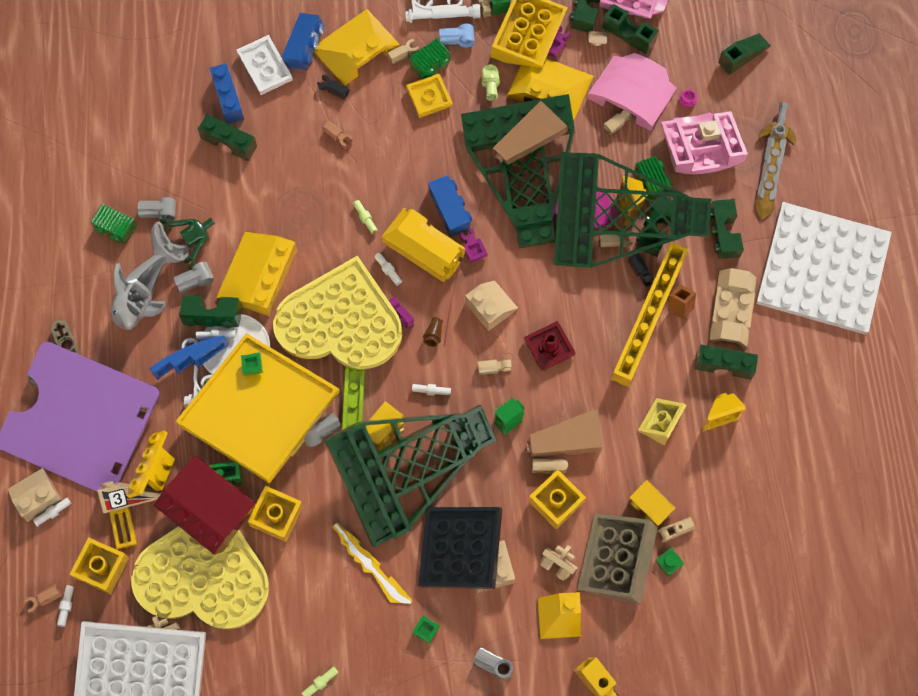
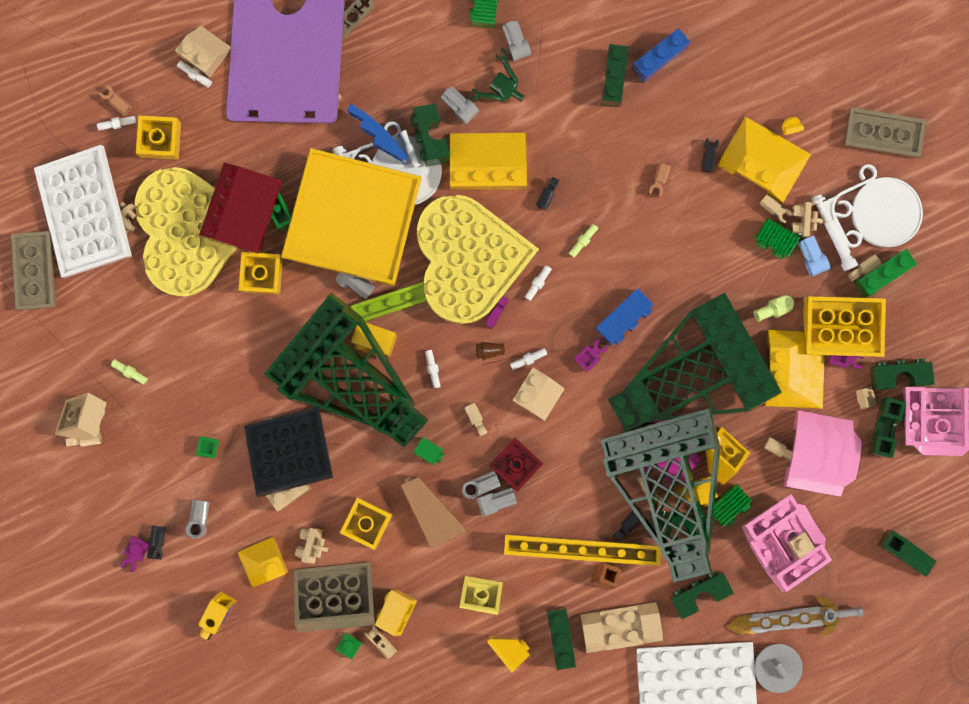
camera: 70 degrees right, 15 degrees up
(114, 496) = (230, 133): slope -> none
(126, 544) = (206, 149): yellow tile -> none
(135, 291) = (419, 57): light grey animal -> none
(153, 466) = (263, 146): yellow bracket -> none
(251, 364) = (389, 195): green plate -> none
(264, 65) = (707, 78): white plate -> none
(303, 41) = (747, 106): blue brick -> none
(310, 231) = (547, 194): none -> black bar
(336, 13) = (792, 125): none -> yellow plate
(370, 565) = (249, 376): yellow sword -> none
(422, 29) = (804, 211): none -> tan hips
(423, 244) = (570, 308): yellow brick -> none
(429, 95) = (736, 253): yellow plate -> none
(455, 301) = (528, 359): none -> white bar
(531, 133) = (724, 371): medium nougat slope -> none
(549, 466) = (398, 505): tan bar -> none
(557, 383) = (482, 484): none -> light grey piece
(578, 380) = (492, 502): none -> light grey piece
(611, 171) = (731, 456): none -> yellow slope
(688, 98) = (833, 511): dark pink plate -> none
(812, 189) = (778, 668): none -> light grey shield

